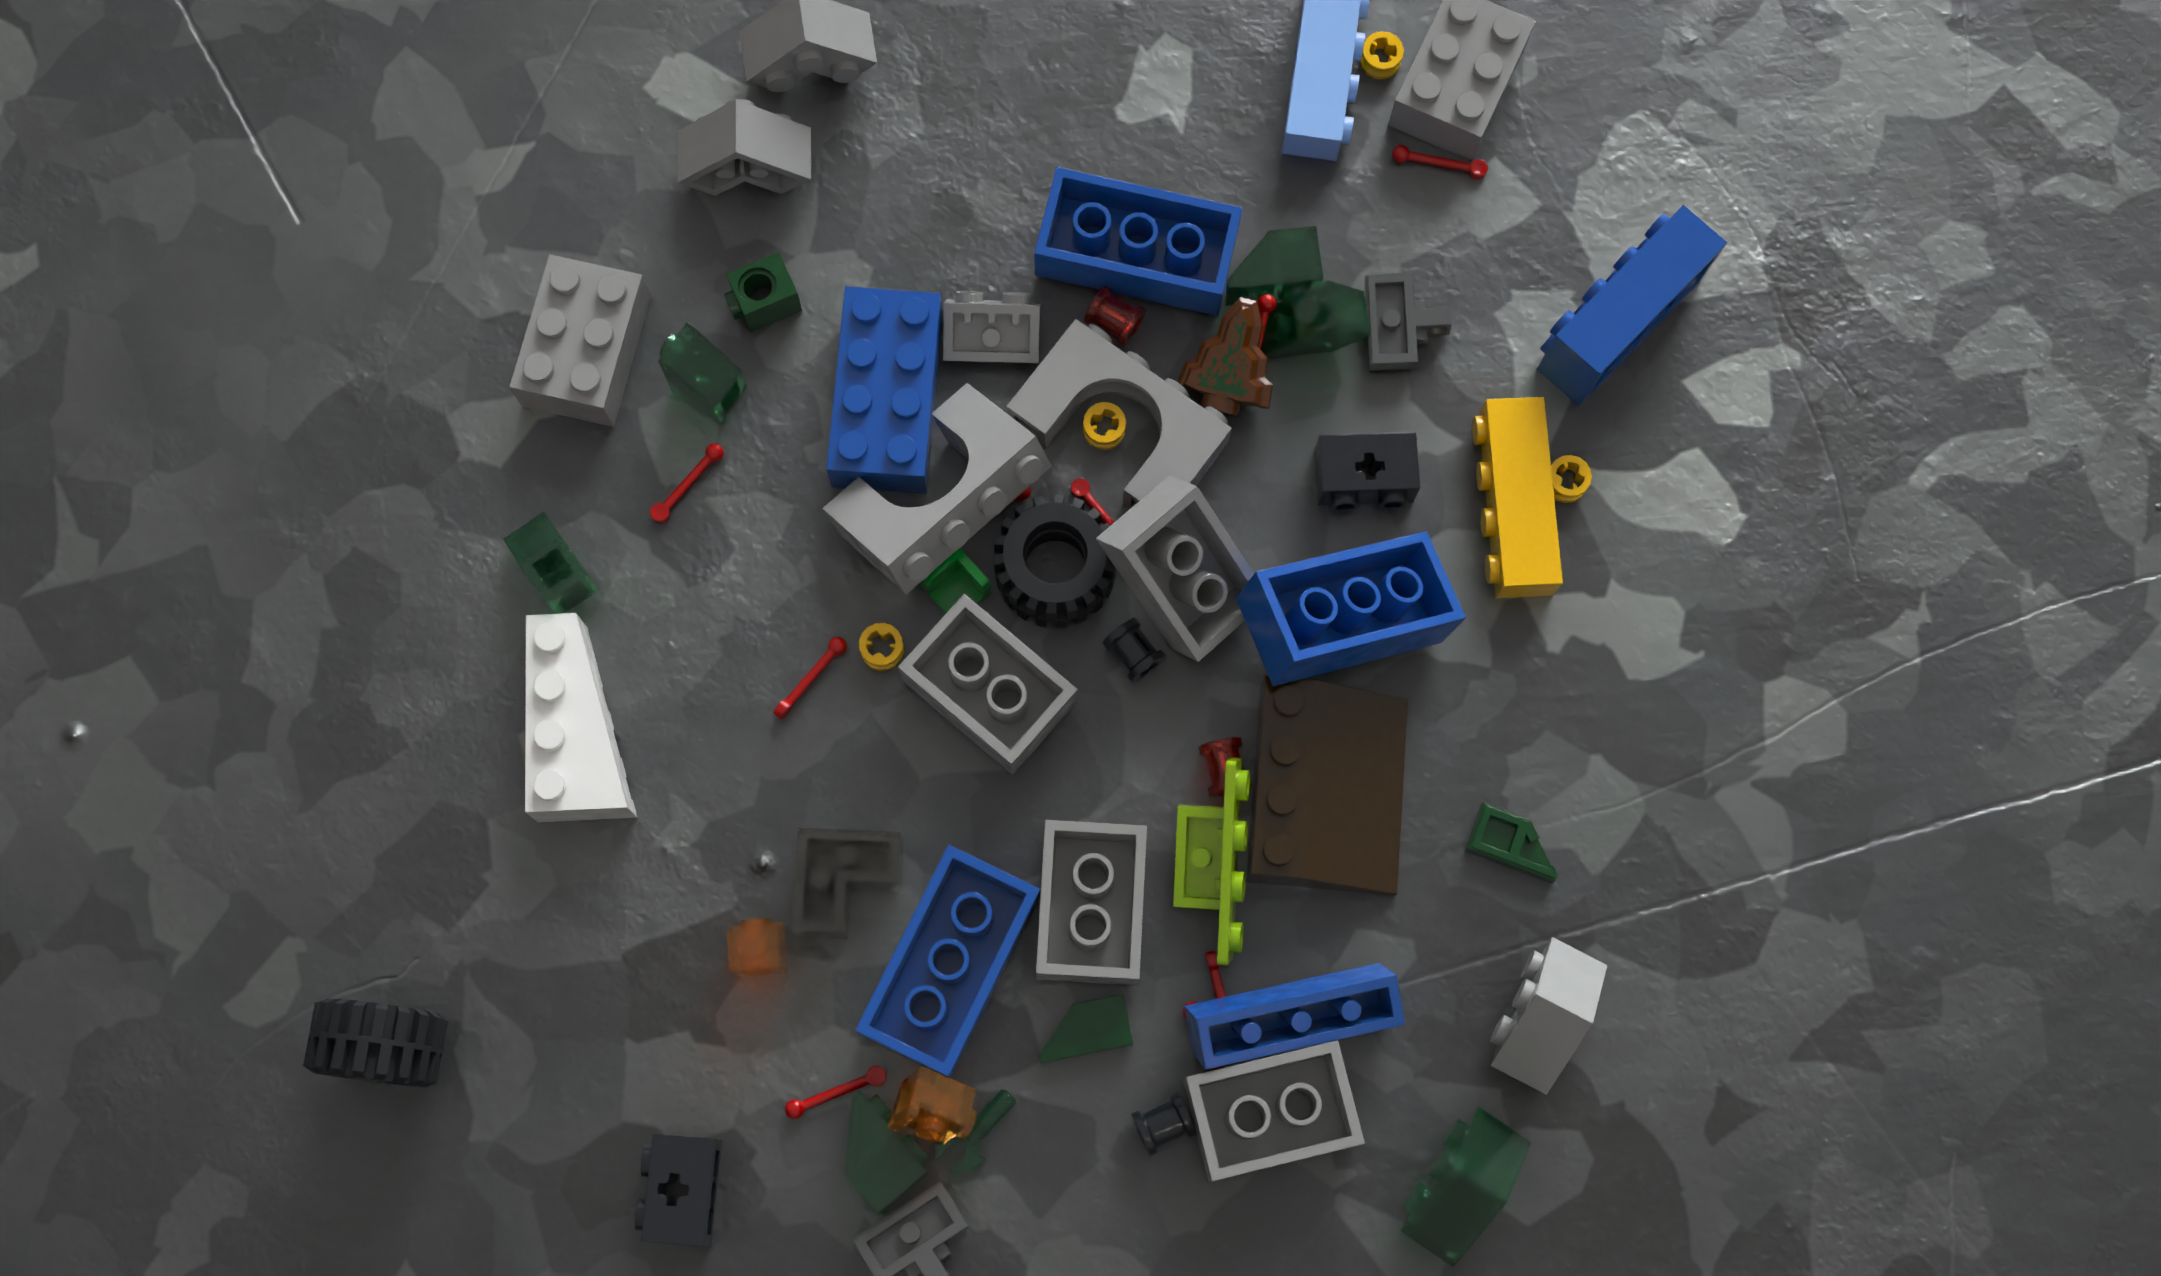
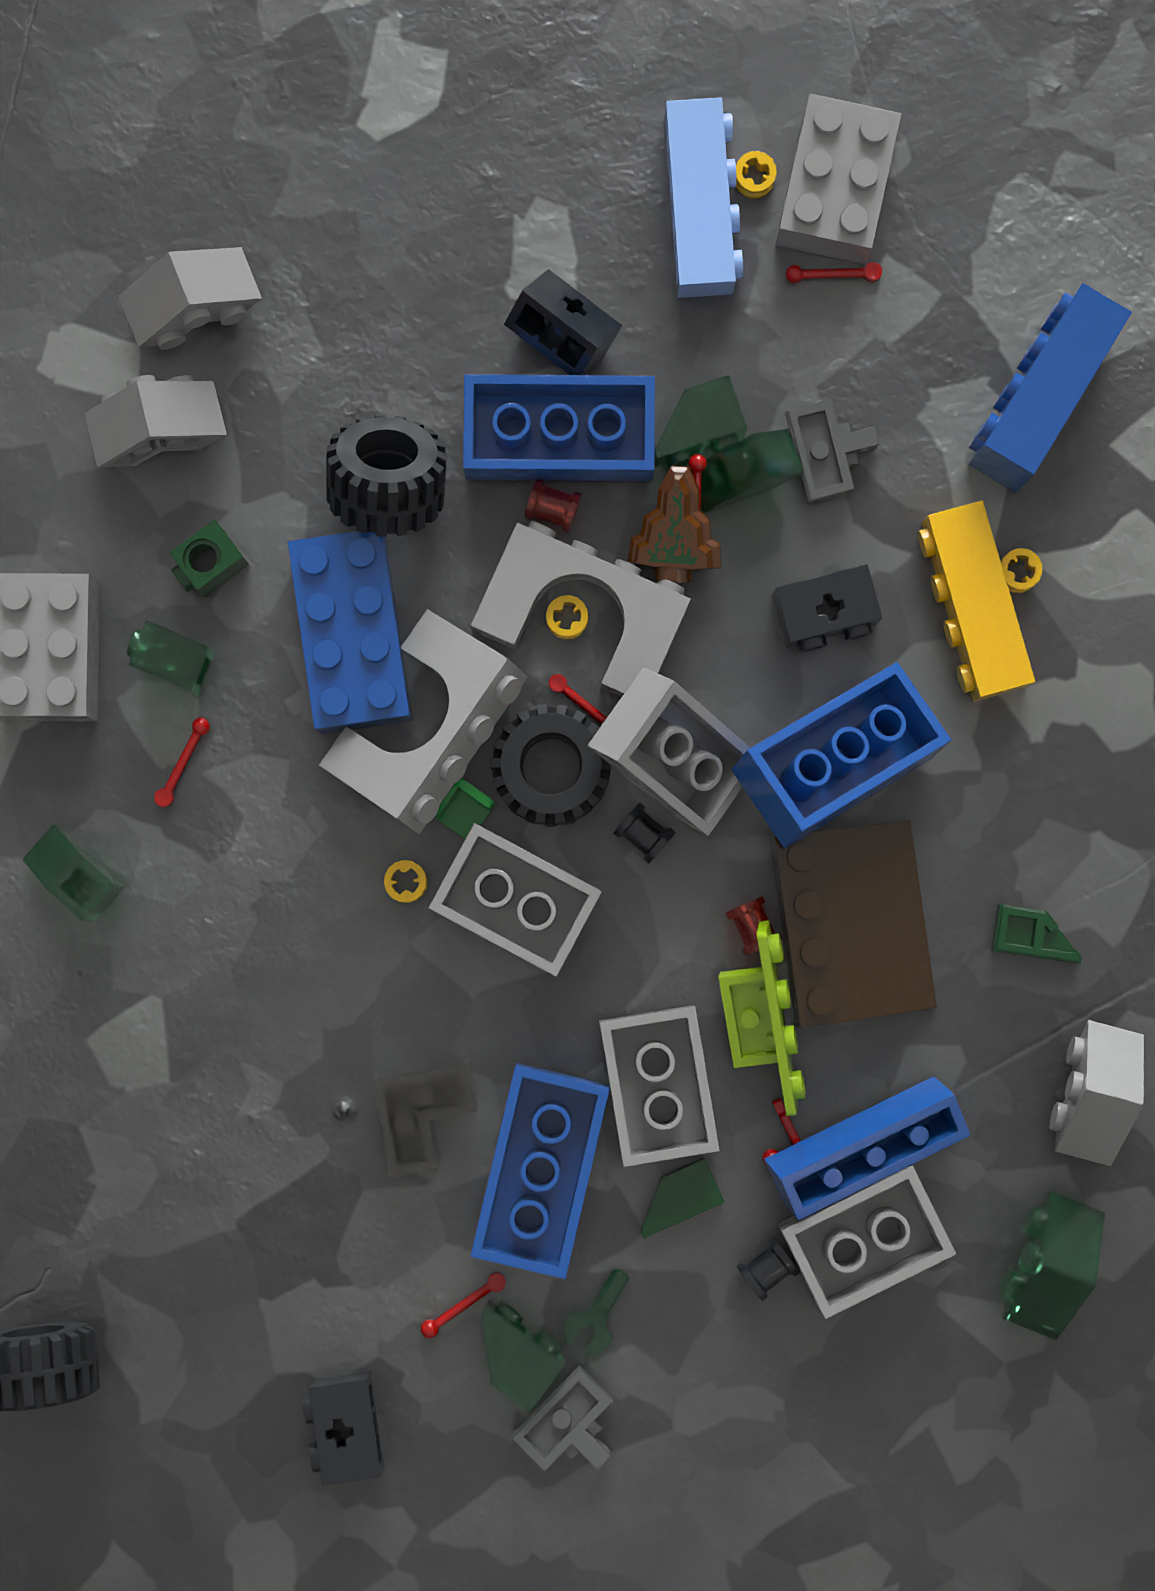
camera: 10 degrees left, 10 degrees up
(569, 732) = (133, 1029): white wedge -> none
(757, 948) = (360, 1193): clear orange brick -> none
(836, 646) = (363, 891): red hinge -> none
(934, 1106) = (557, 1306): clear orange brick -> none
(956, 245) = (385, 475): none -> black tyre
(991, 329) = (442, 549): light grey bracket -> none
(1163, 146) = (562, 324): none -> black brick

